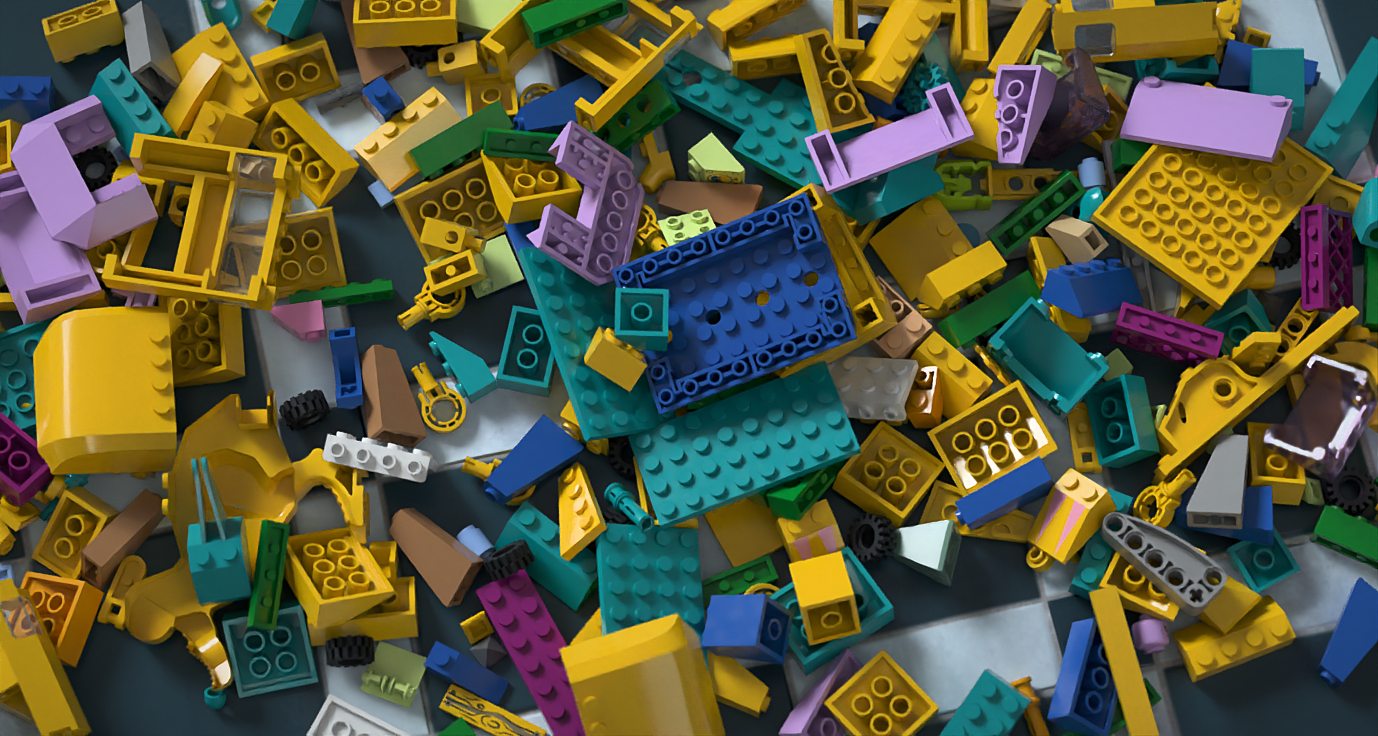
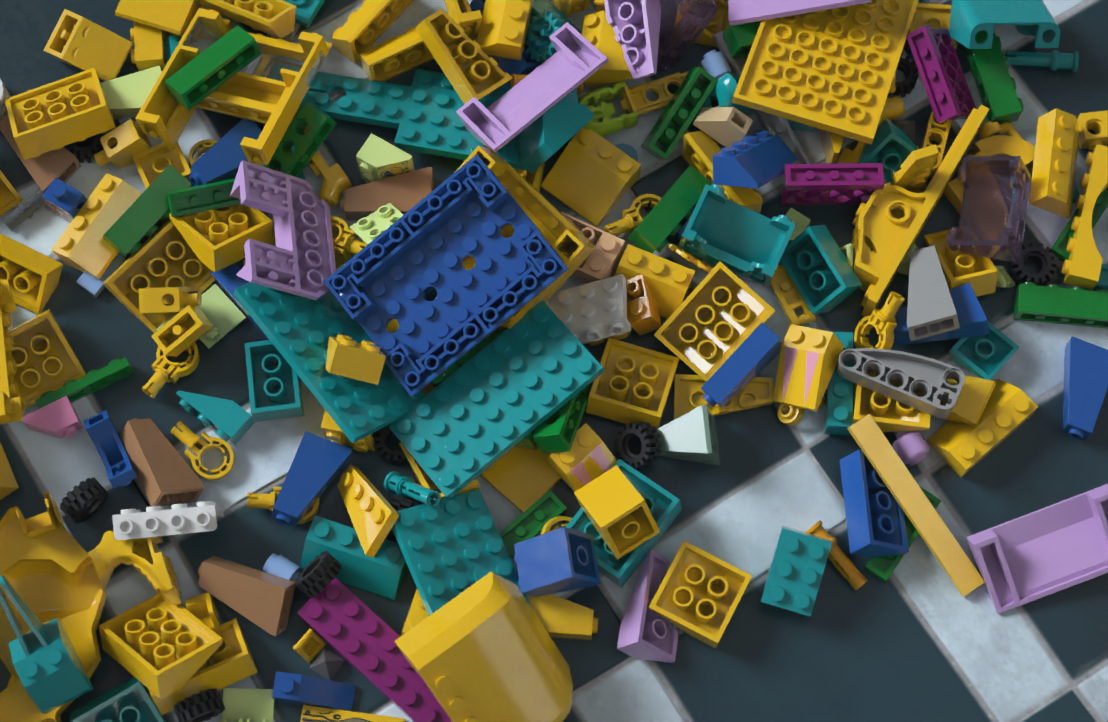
camera: 20 degrees left, 0 degrees up
(268, 575) = (99, 664): green plate -> none
(642, 317) = (367, 314): teal slope -> none
(962, 277) = (636, 188): yellow slope -> none

